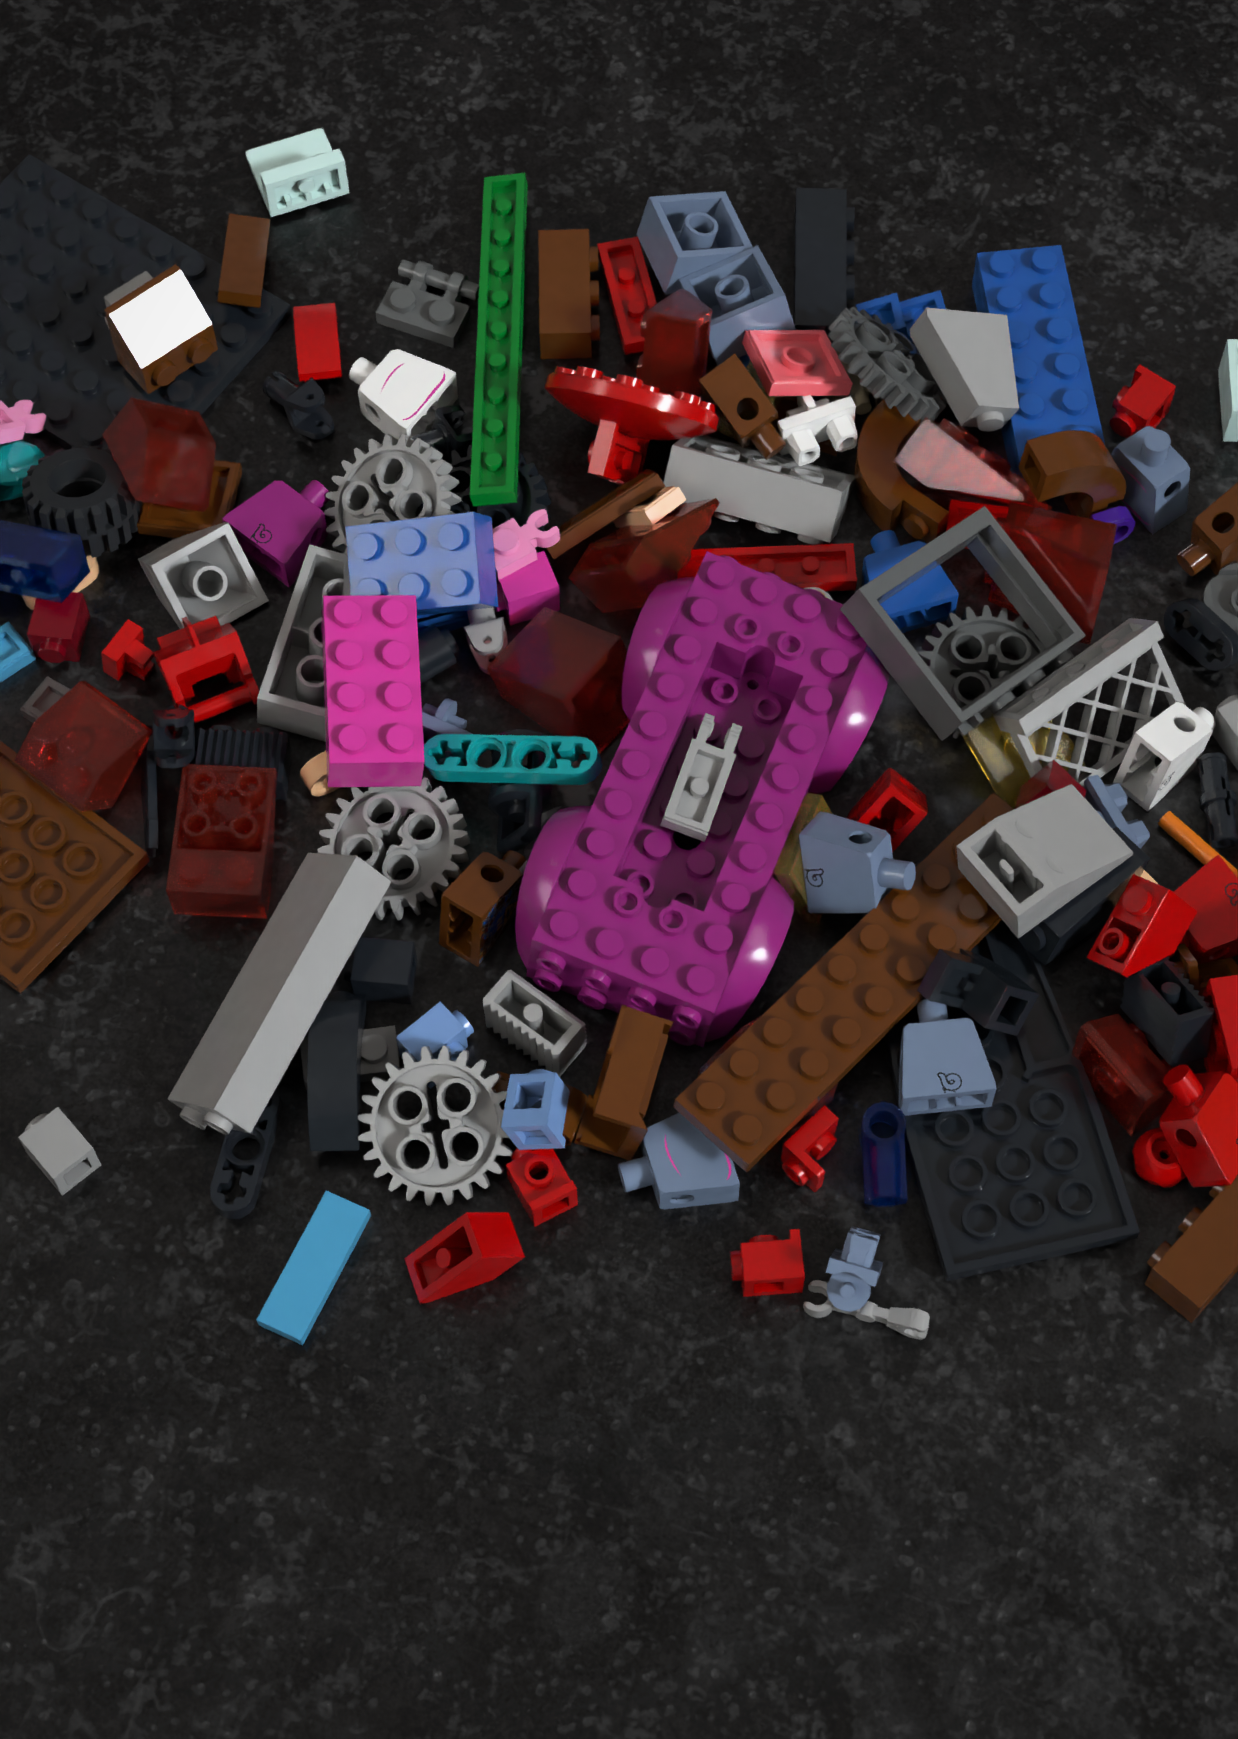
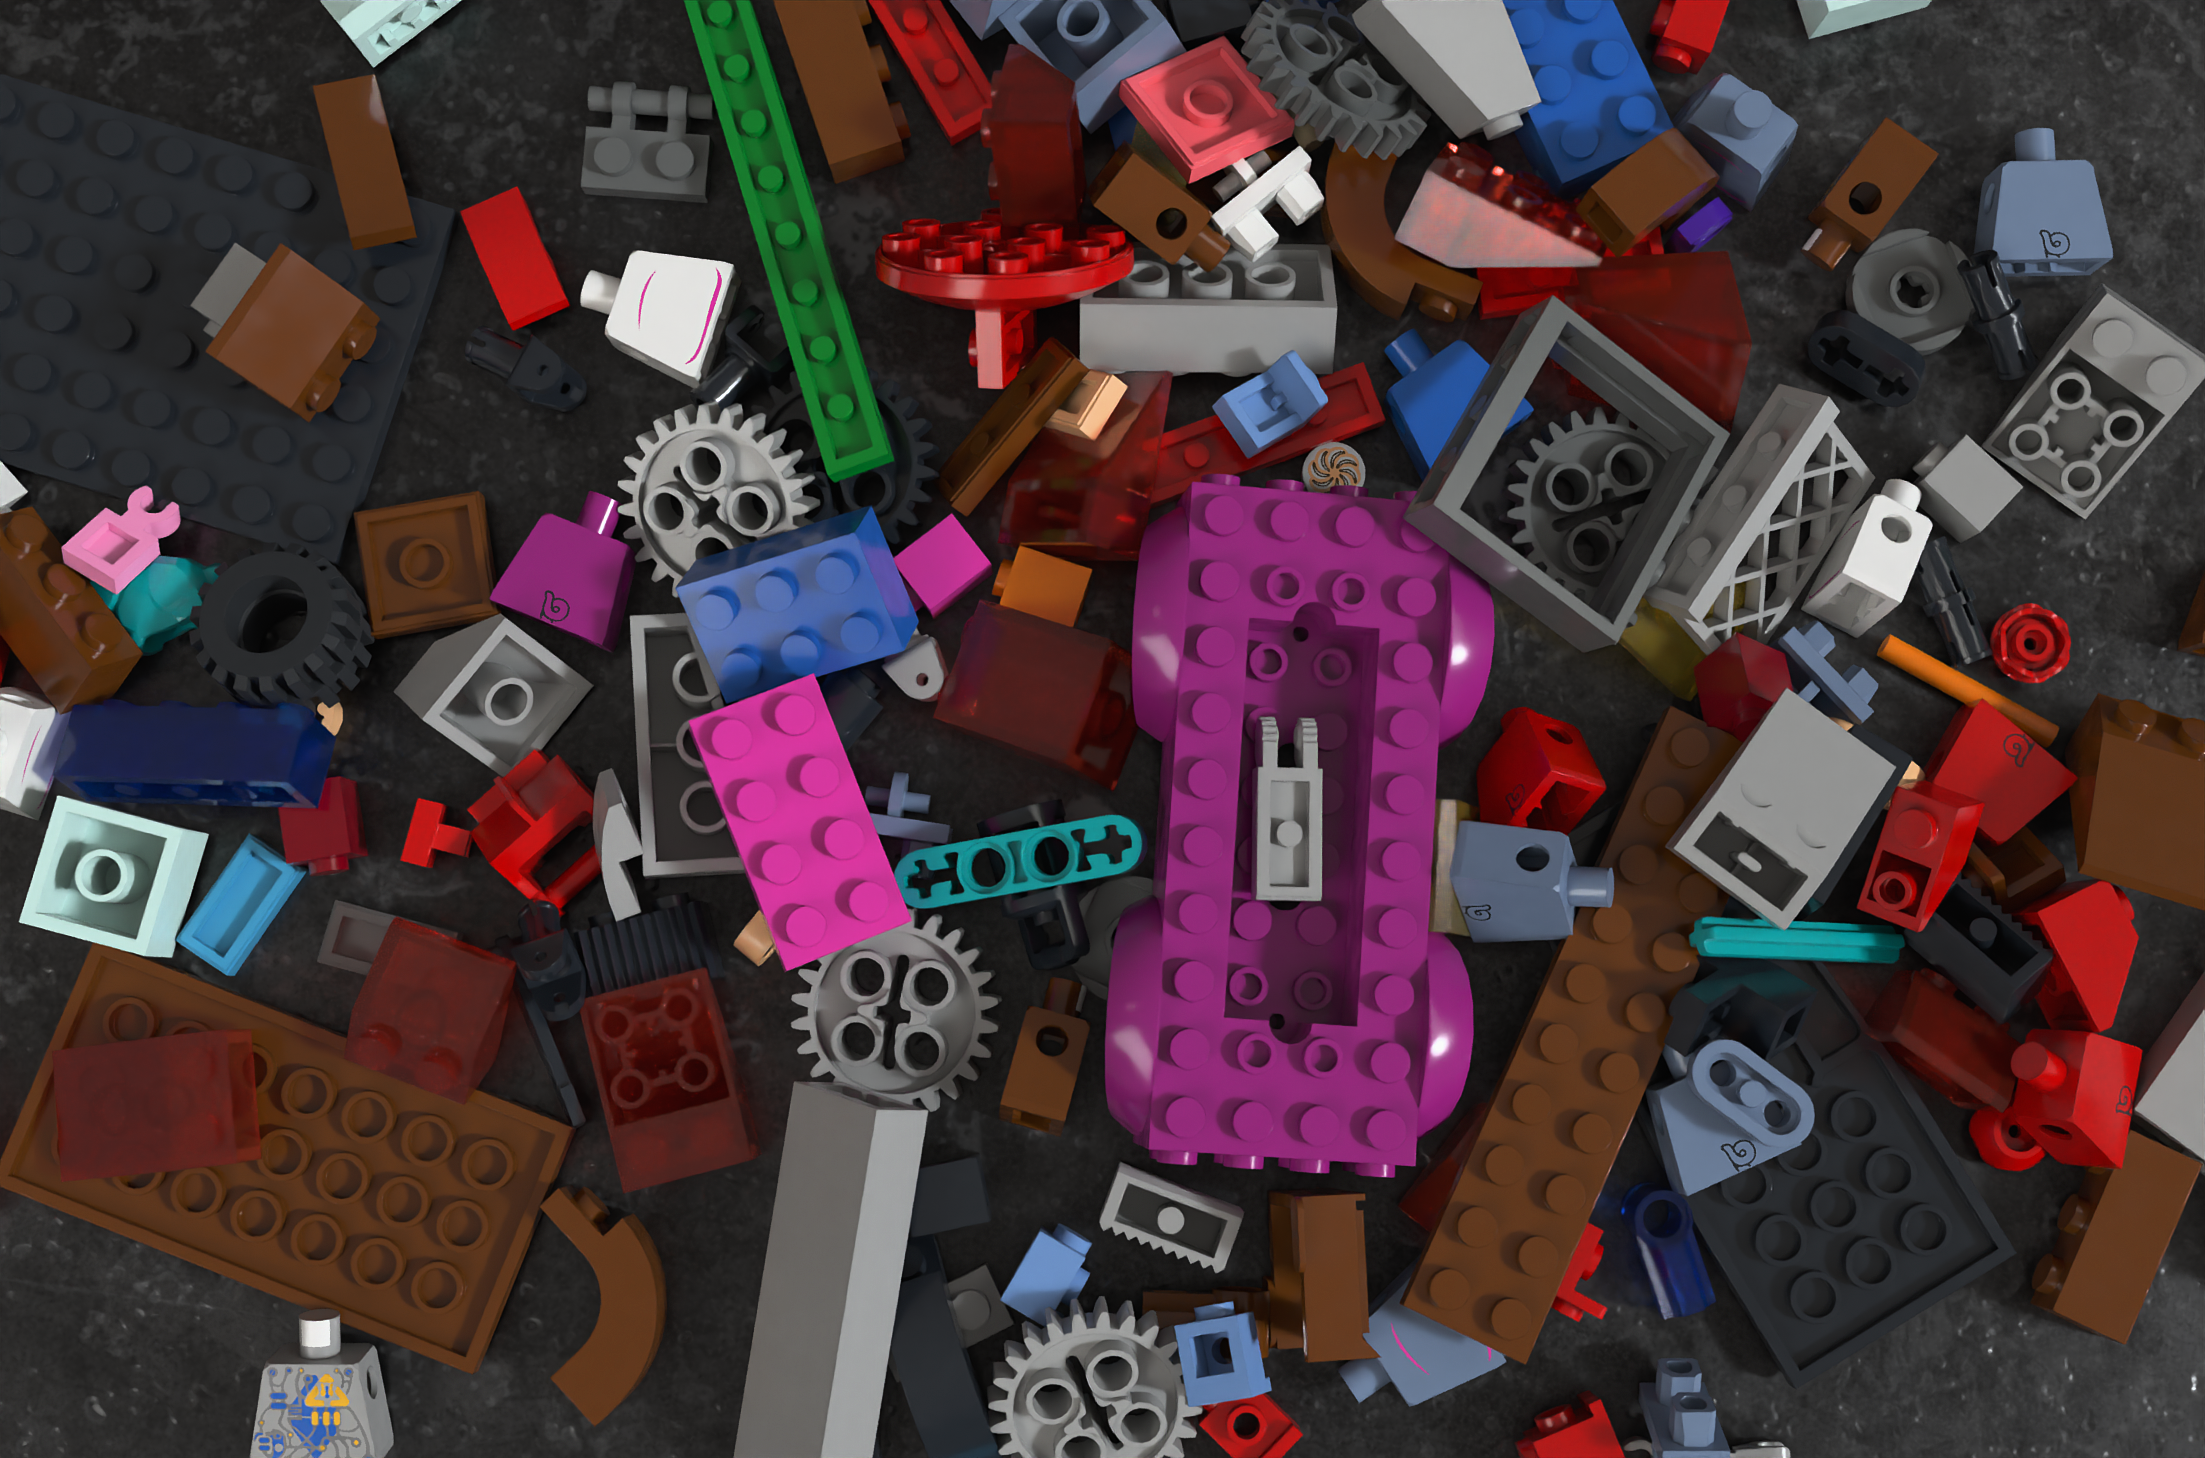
camera: 20 degrees left, 20 degrees up
(136, 988) = (631, 1303): none -> reddish brown arch
(163, 454) = (374, 541): clear red slope -> none
(248, 669) = (615, 841): none -> light grey slope
(516, 545) = (911, 521): bright pink plate -> none
(594, 609) = (1043, 586): none -> orange brick
(780, 544) = (1271, 404): none -> medium blue bracket
(968, 1037) = (1748, 1091): none -> sand blue plate
(1036, 966) = (1798, 942): none -> teal axle

